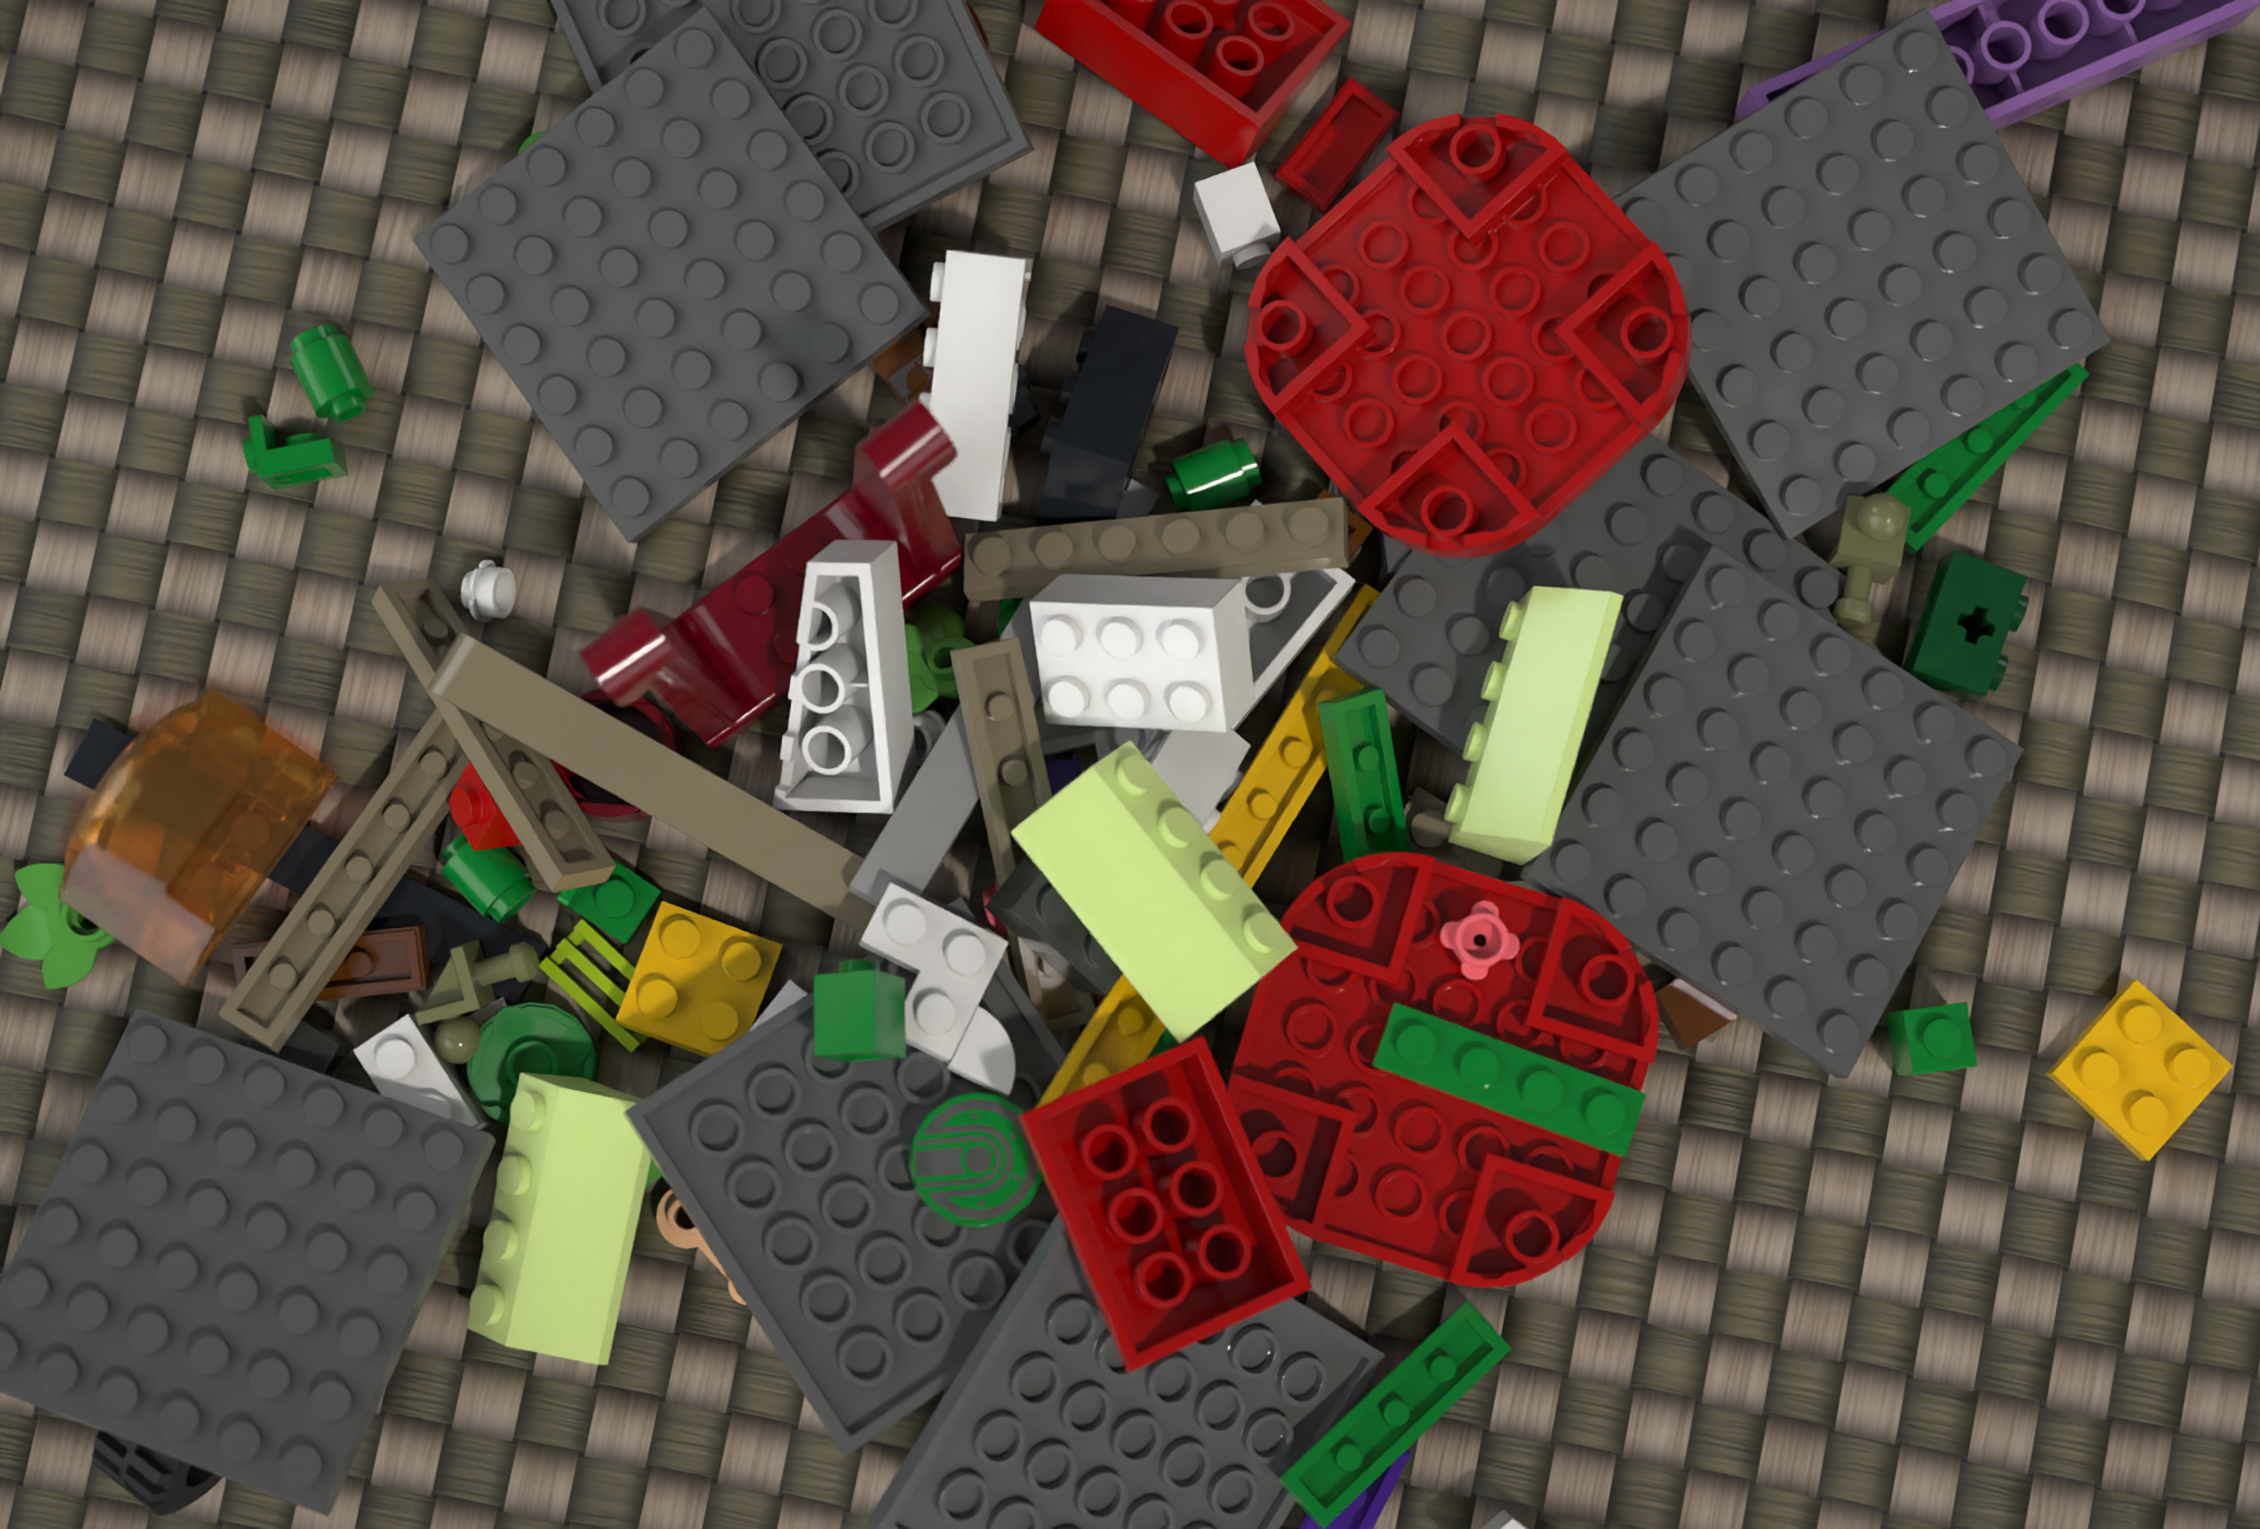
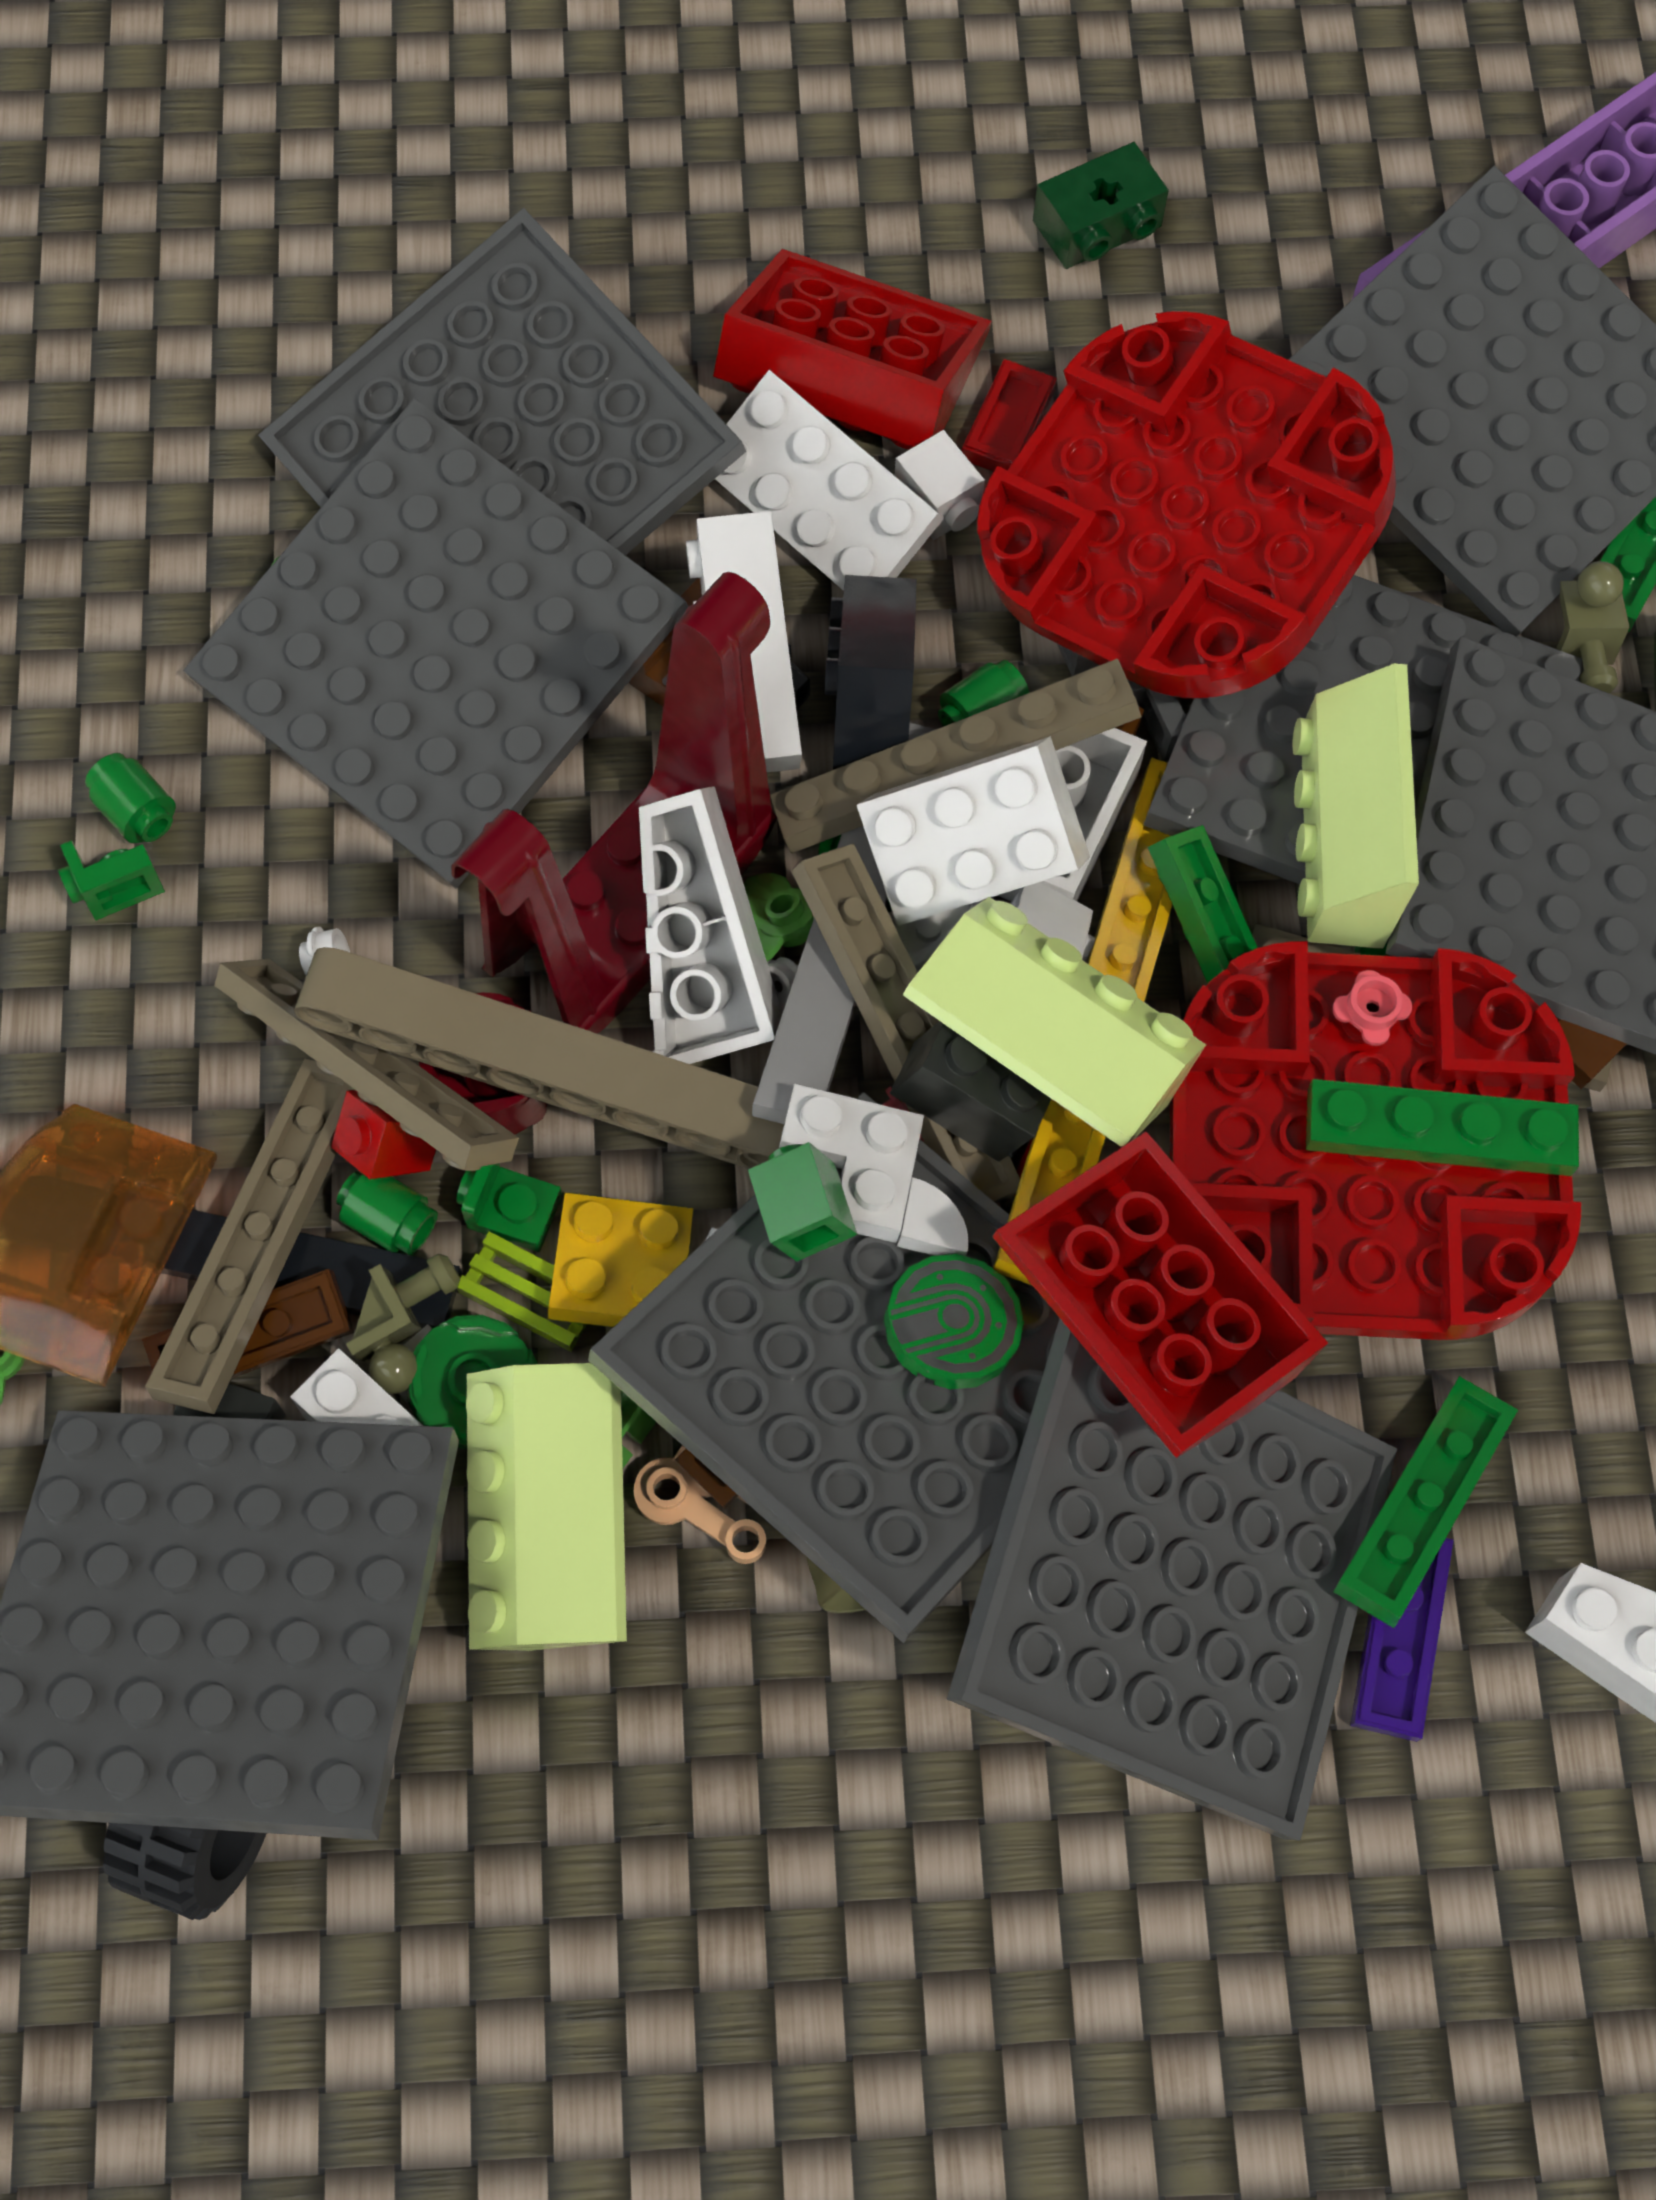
camera: 15 degrees left, 15 degrees down
(1112, 192) = (823, 488): none -> white plate

